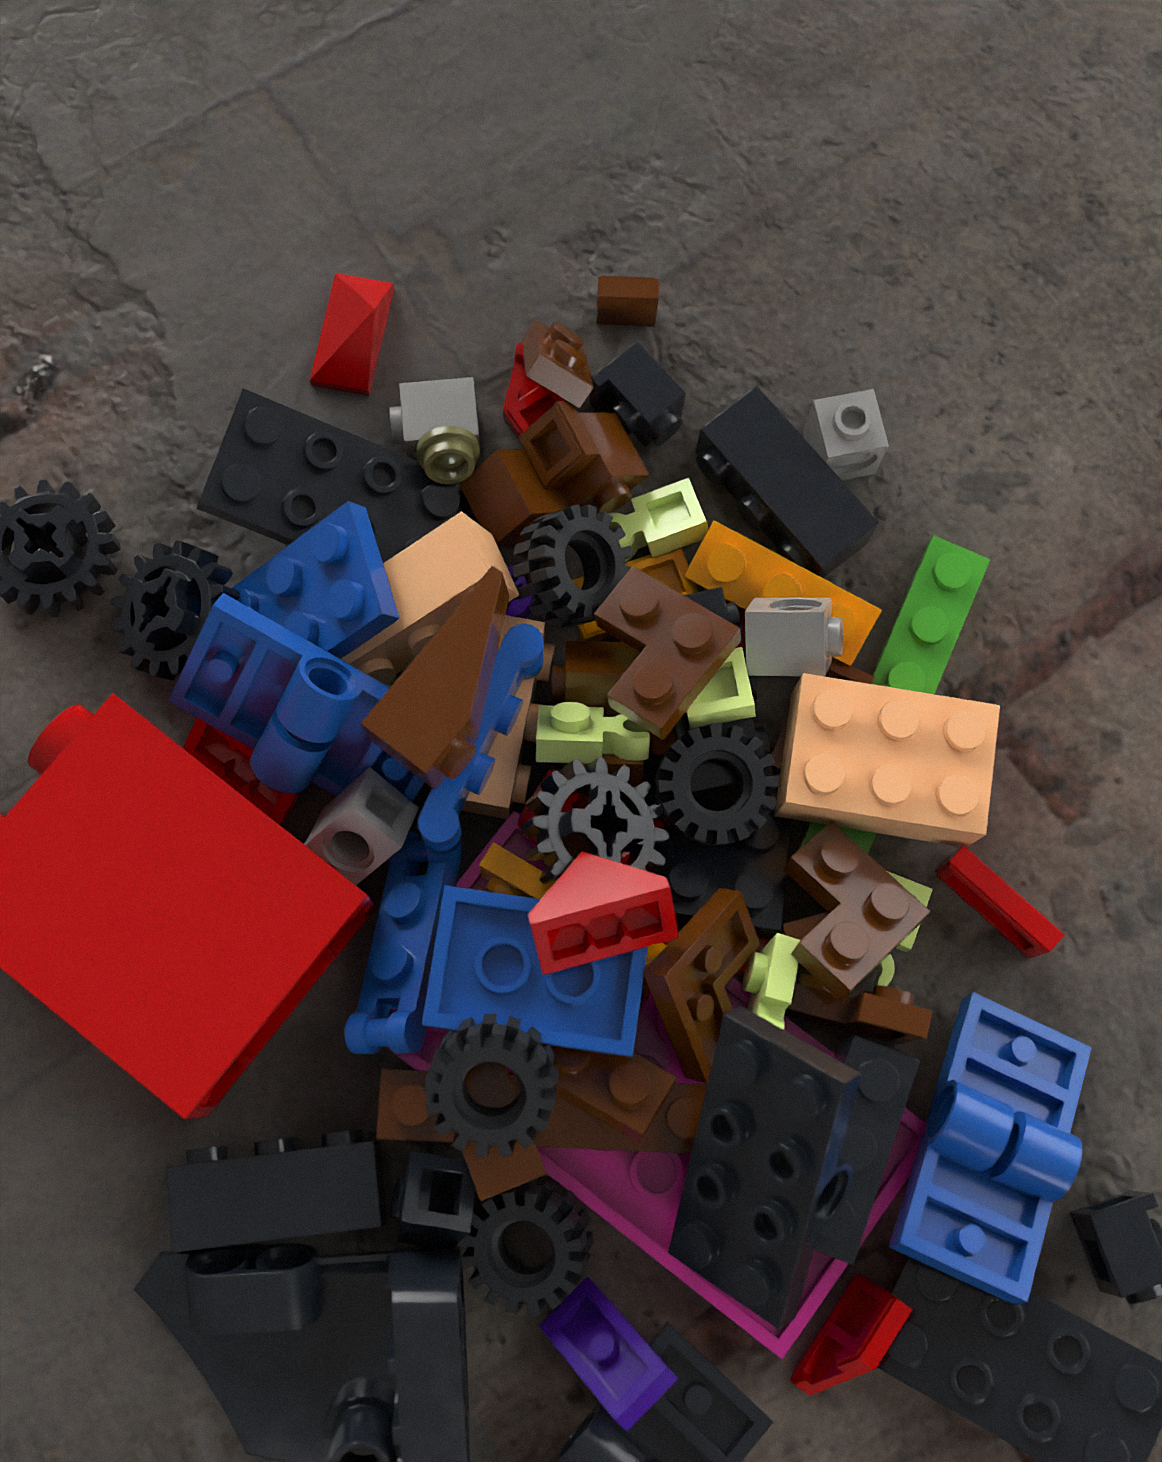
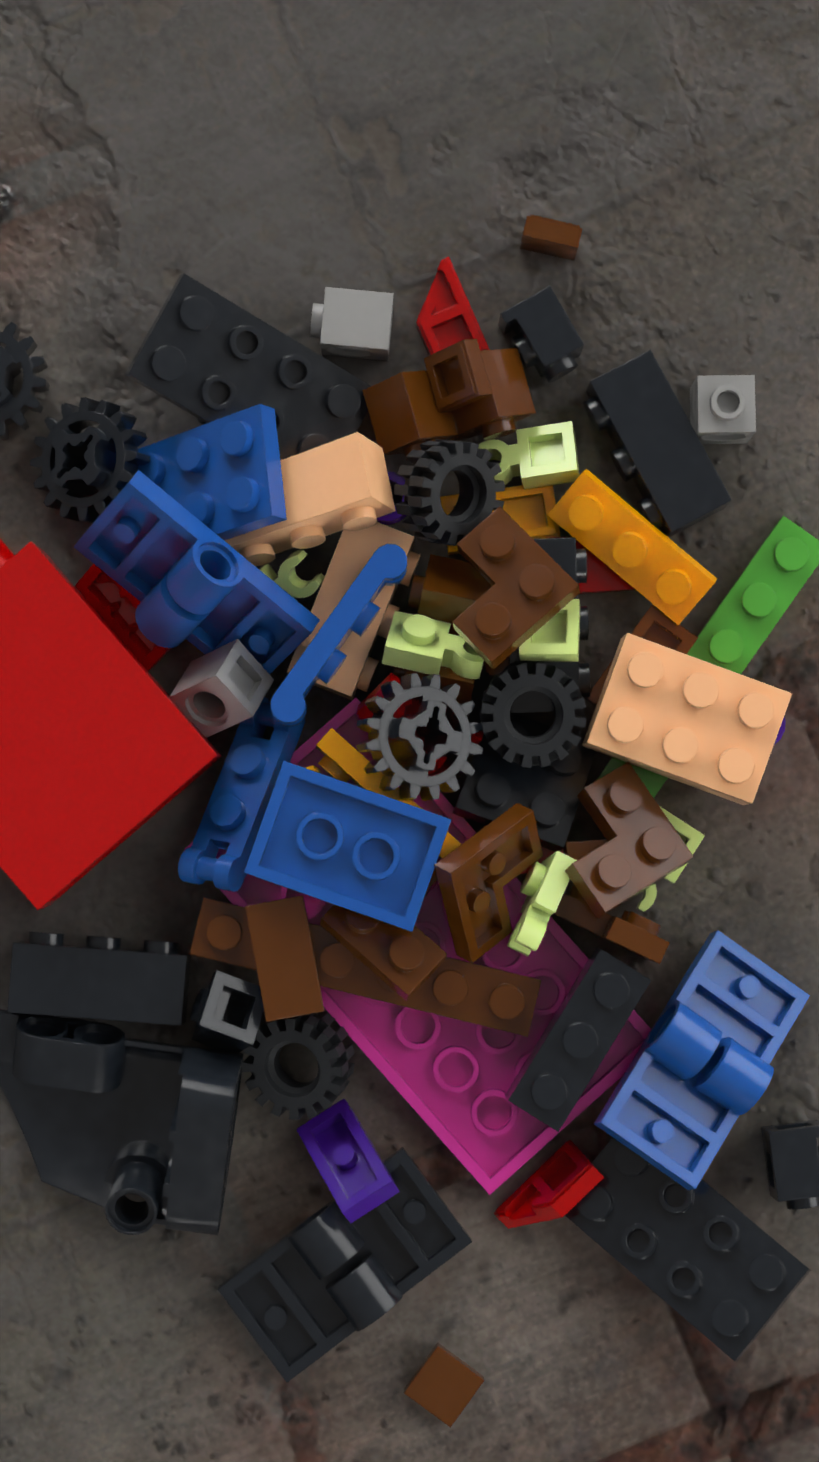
camera: 10 degrees right, 10 degrees up
(352, 334) = (291, 217): red slope -> none
(440, 698) = (309, 601): reddish brown slope -> none
(448, 454) = (357, 364): olive plate -> none
(484, 1124) = (278, 961): black tyre -> none
(557, 361) = (472, 293): reddish brown plate -> none
(600, 912) = (407, 810): red slope -> none
(764, 1165) = (500, 1040): black plate -> none
(791, 636) = (627, 594): light grey brick -> none
(998, 903) = (759, 858): red tile -> none

